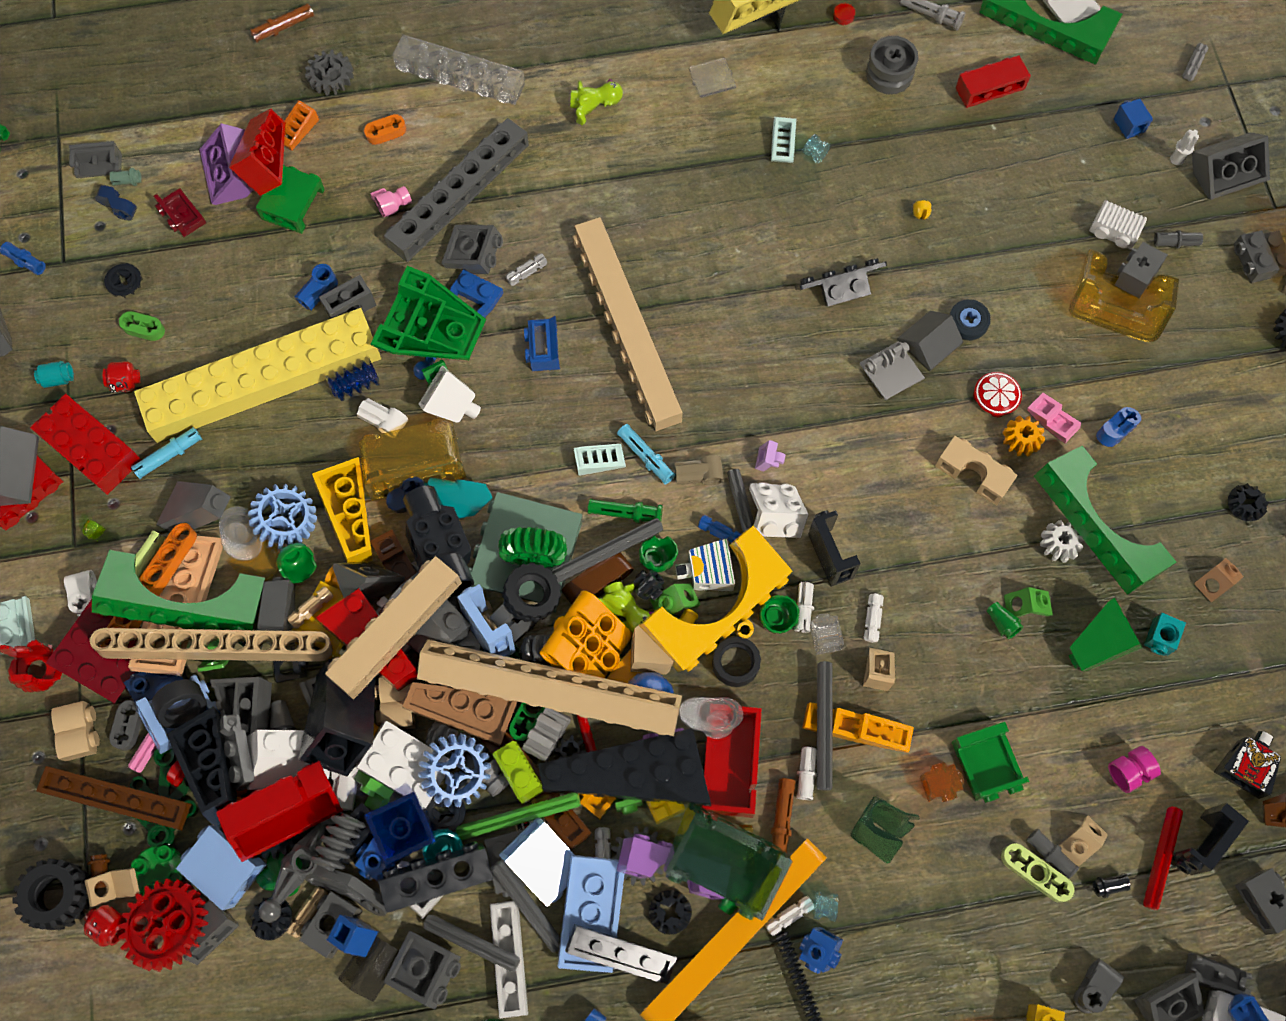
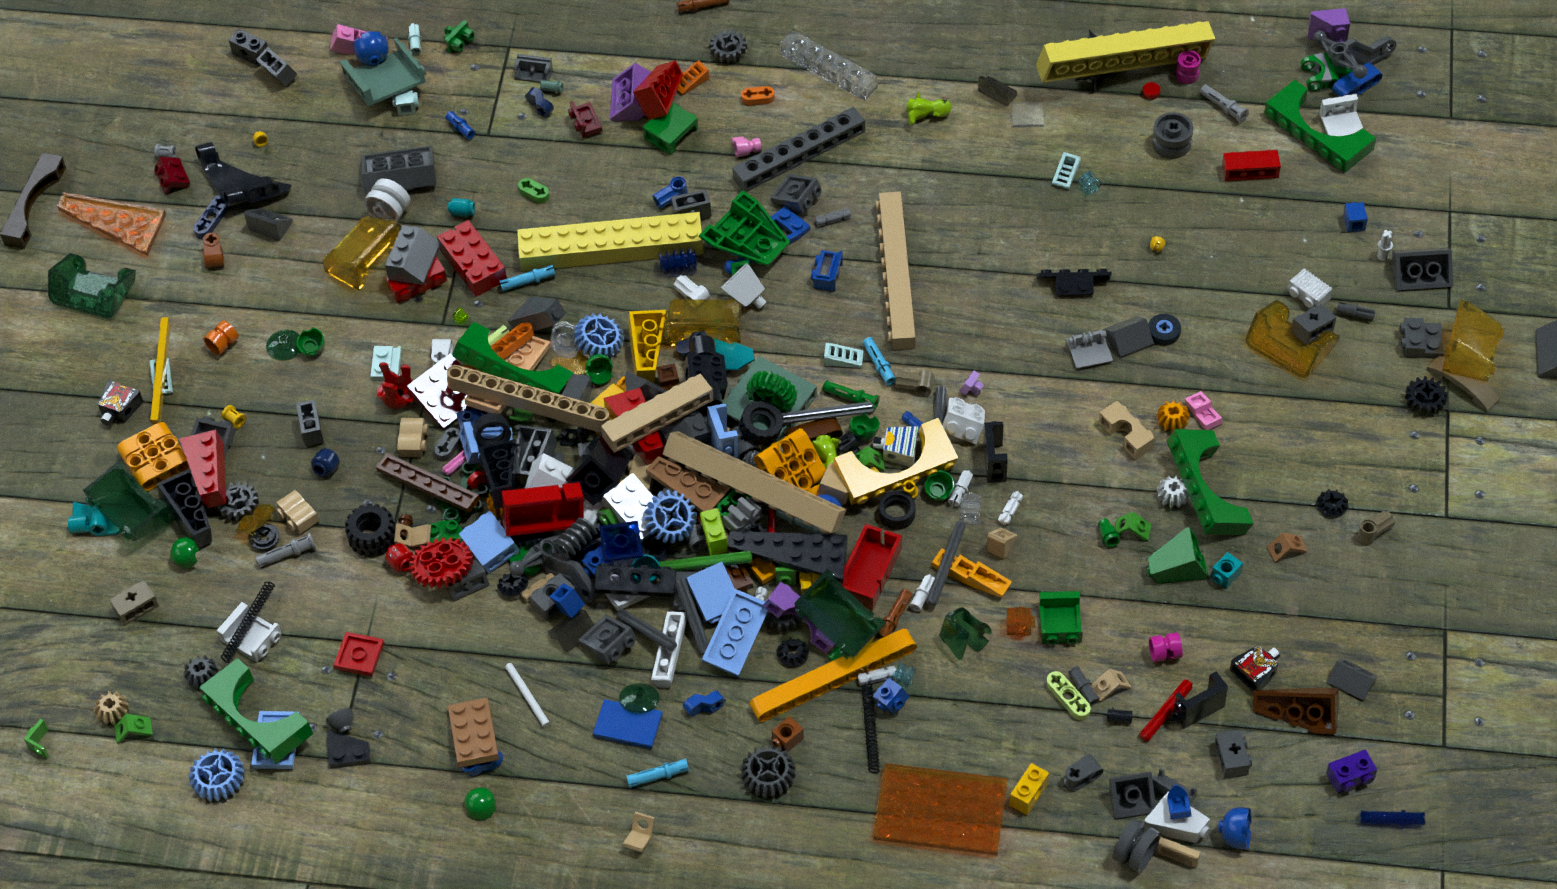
camera: 20 degrees right, 15 degrees down
(121, 377) = (509, 220): red head -> none
(130, 273) = (533, 151): black gear -> none
(238, 752) = (524, 466): dark grey hinge -> none
(310, 607) = (598, 396): tan axle -> none
(620, 954) = (747, 660): plate -> none
(667, 55) = (996, 90): none -> clear smoke panel
(711, 715) = (862, 527): clear piece -> none
(997, 394) = (1166, 384): dish -> none
(1118, 427) = (1250, 427): blue piece -> none
(1195, 62) = (1427, 187): light grey axle -> none

